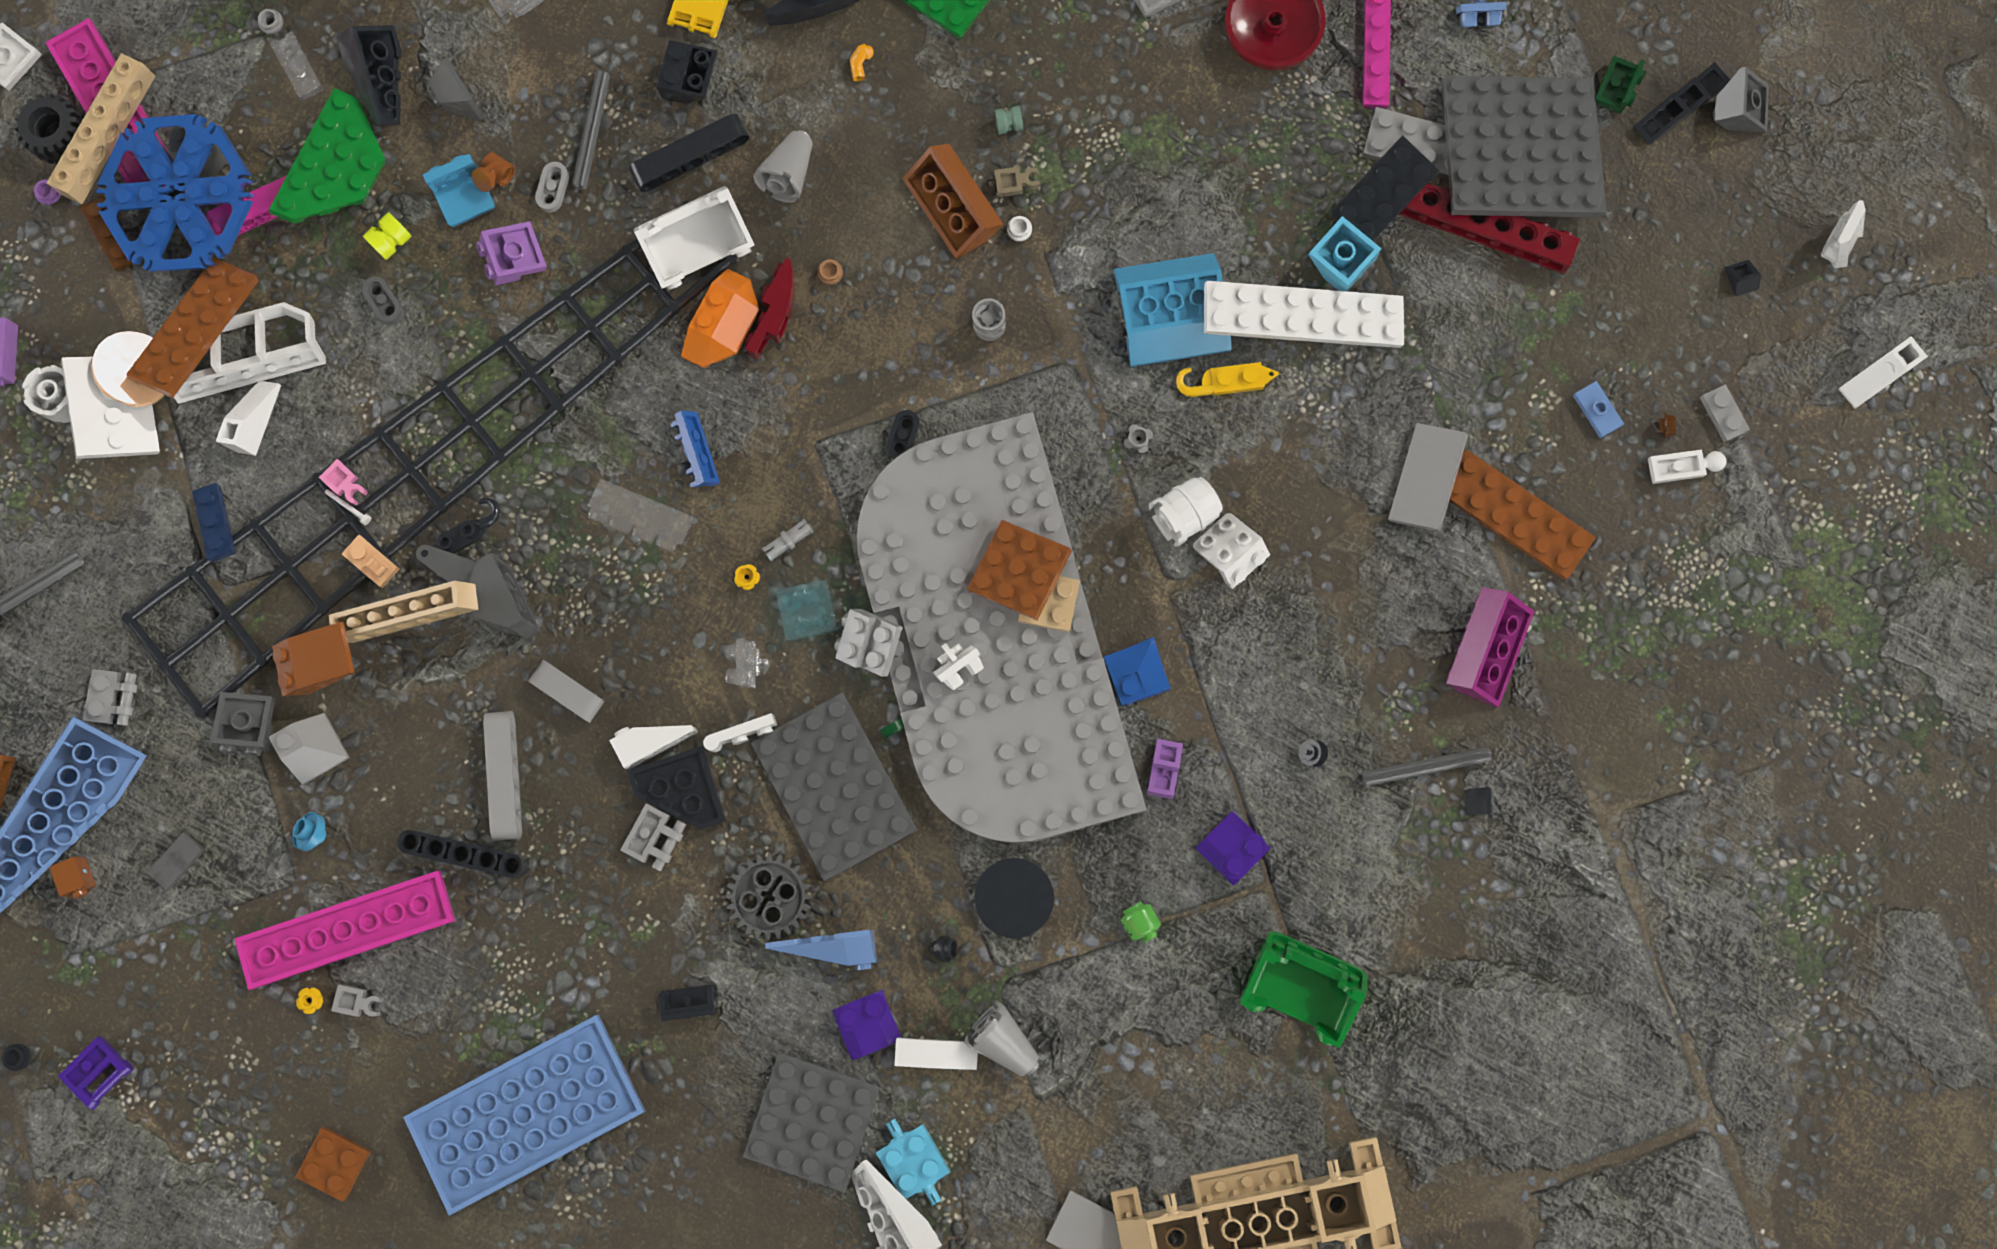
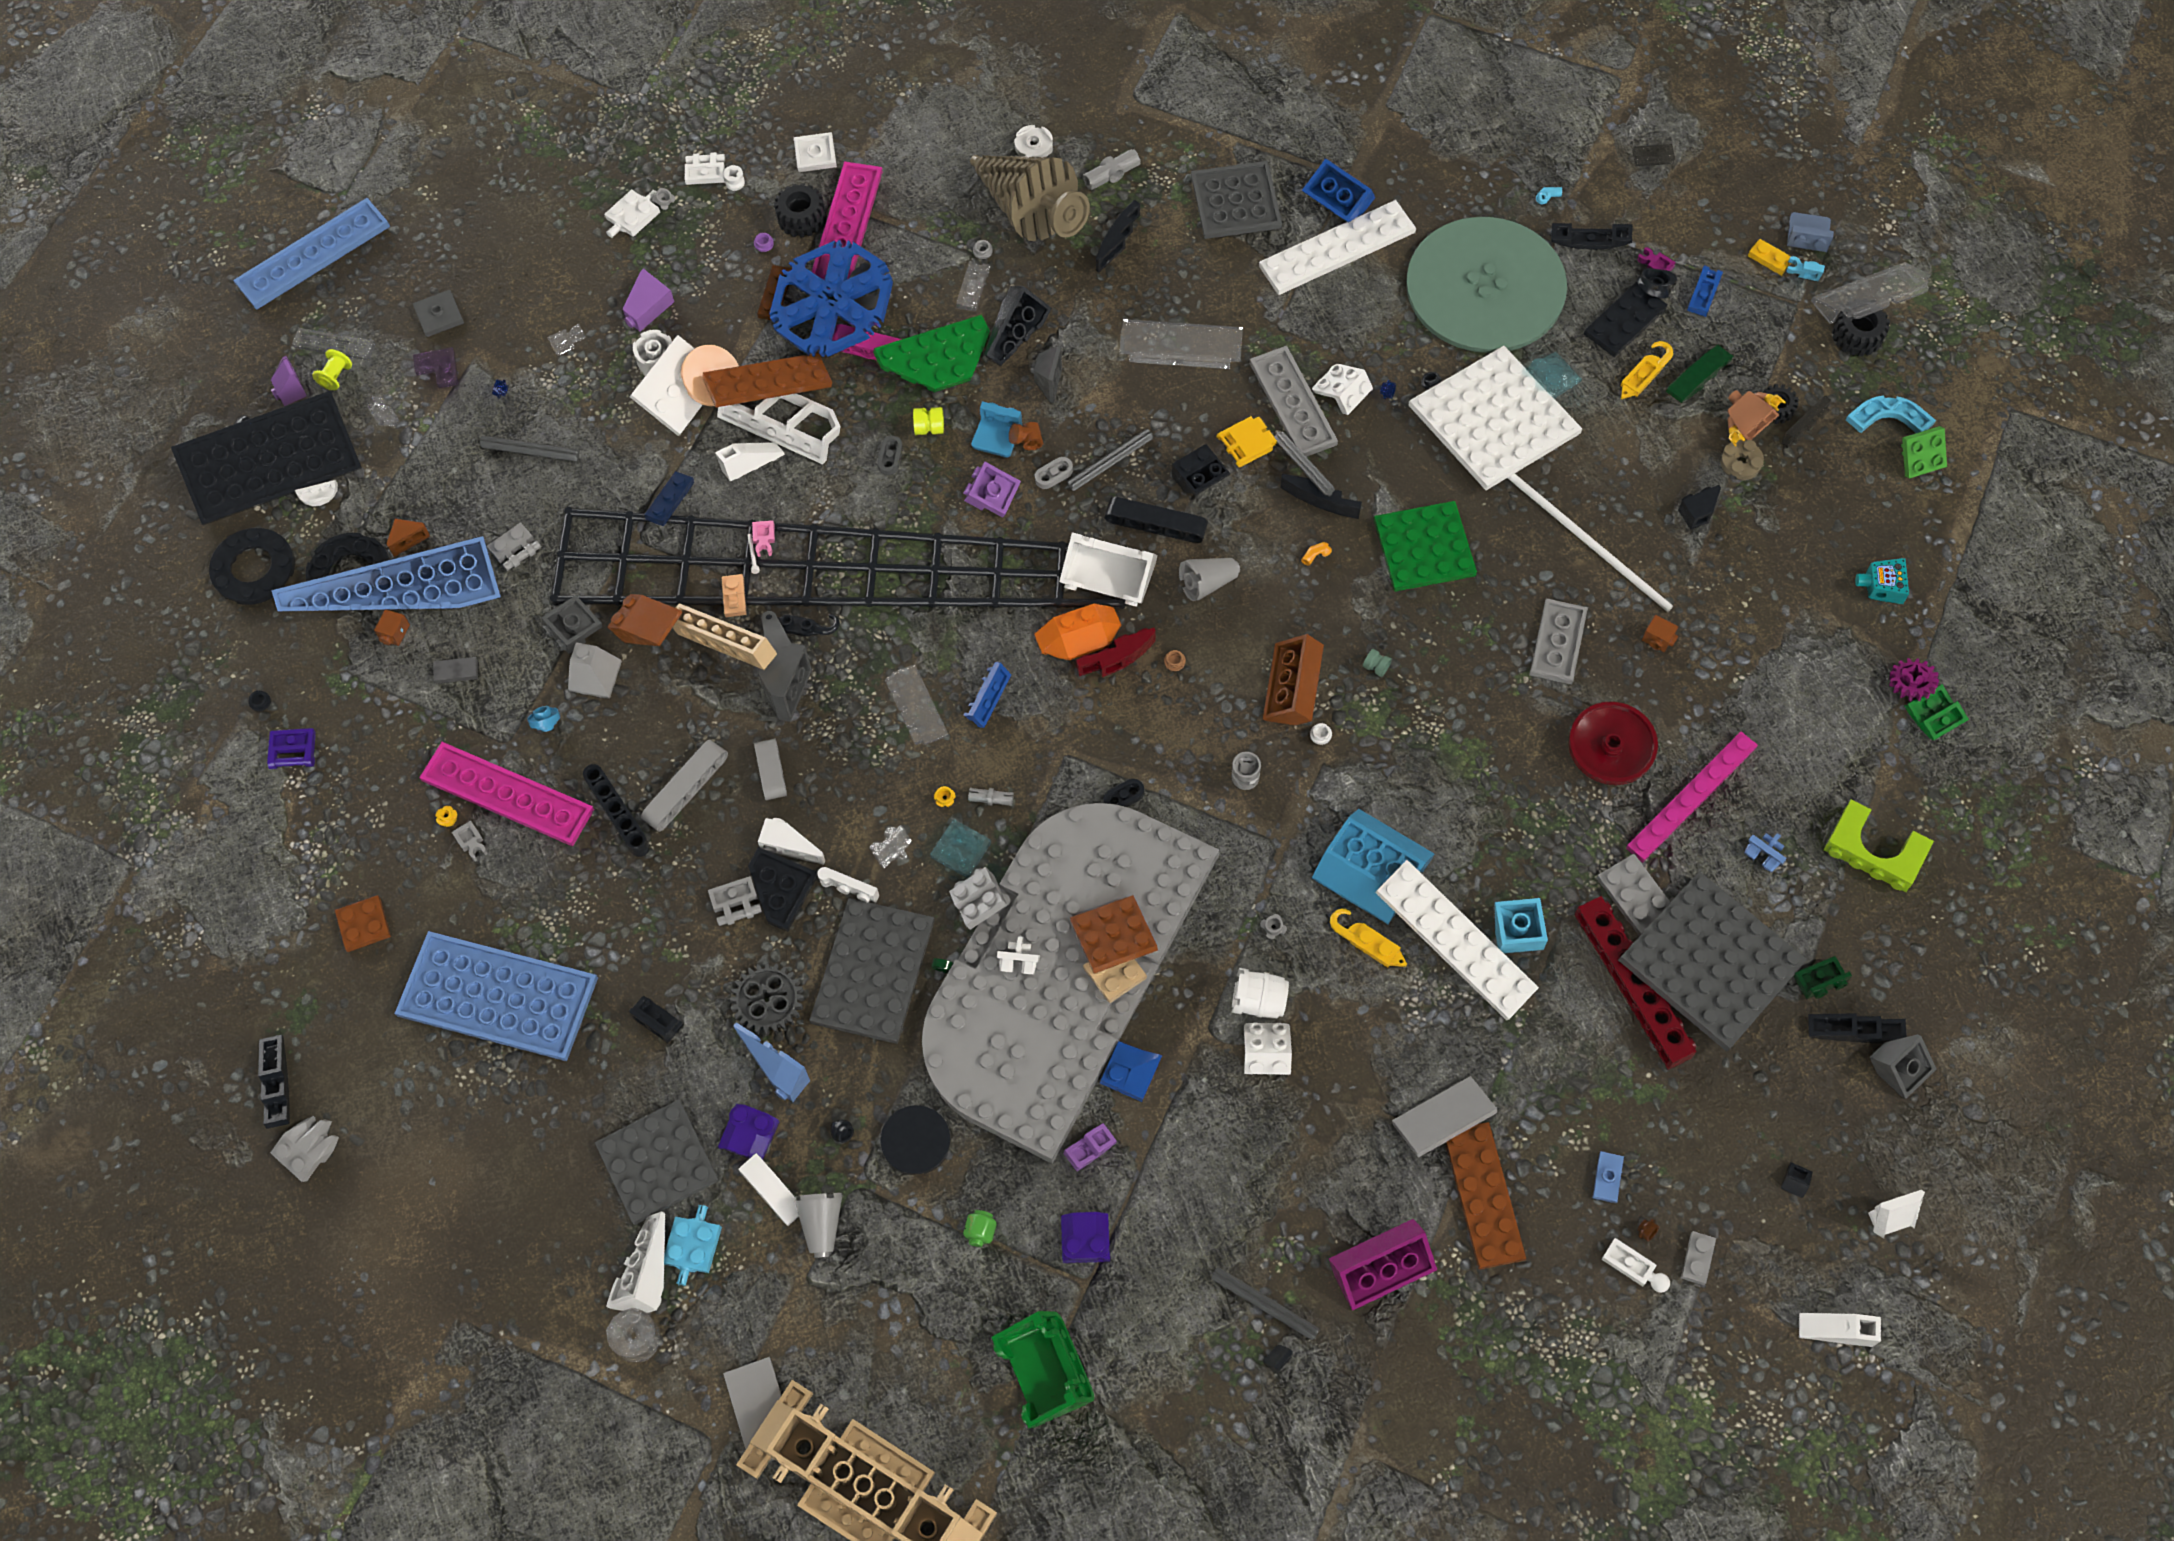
camera: 40 degrees right, 15 degrees down
(101, 129) = (820, 231): tan brick -> none
(1010, 181) = (1344, 701): dark tan plate -> none
(1313, 753) = (1196, 1224): wheel -> none
(1386, 188) = (1586, 906): black plate -> none

